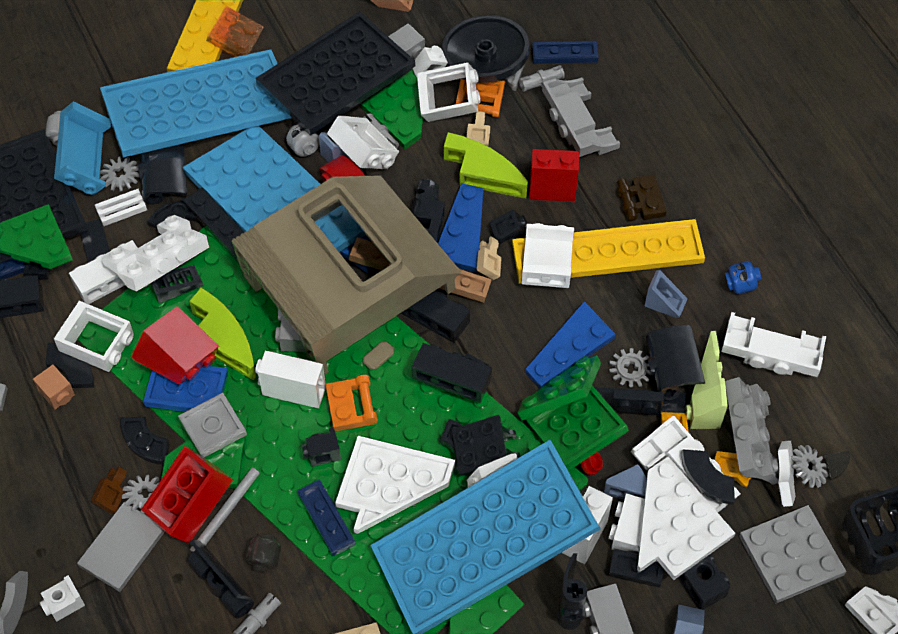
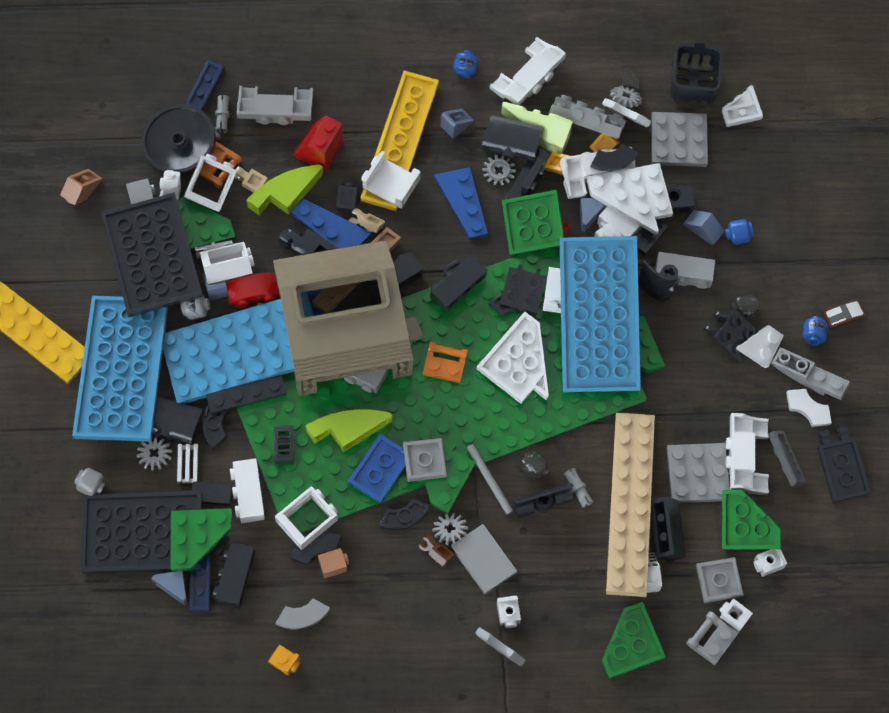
camera: 70 degrees left, 10 degrees up
(80, 148) = (123, 472): dark azure panel -> none
(158, 256) = (261, 444): white bracket -> none
(175, 347) = (352, 460): slope -> none
(186, 495) = (471, 497): red slope -> none
(235, 33) = (61, 316): clear orange plate -> none
(291, 379) = (414, 391): white brick -> none
(322, 448) = (474, 393): black brick -> none
(326, 518) = (526, 413): dark blue tile -> none
(562, 389) = (502, 219): green plate -> none
(648, 195) = (364, 92): dark brown plate -> none

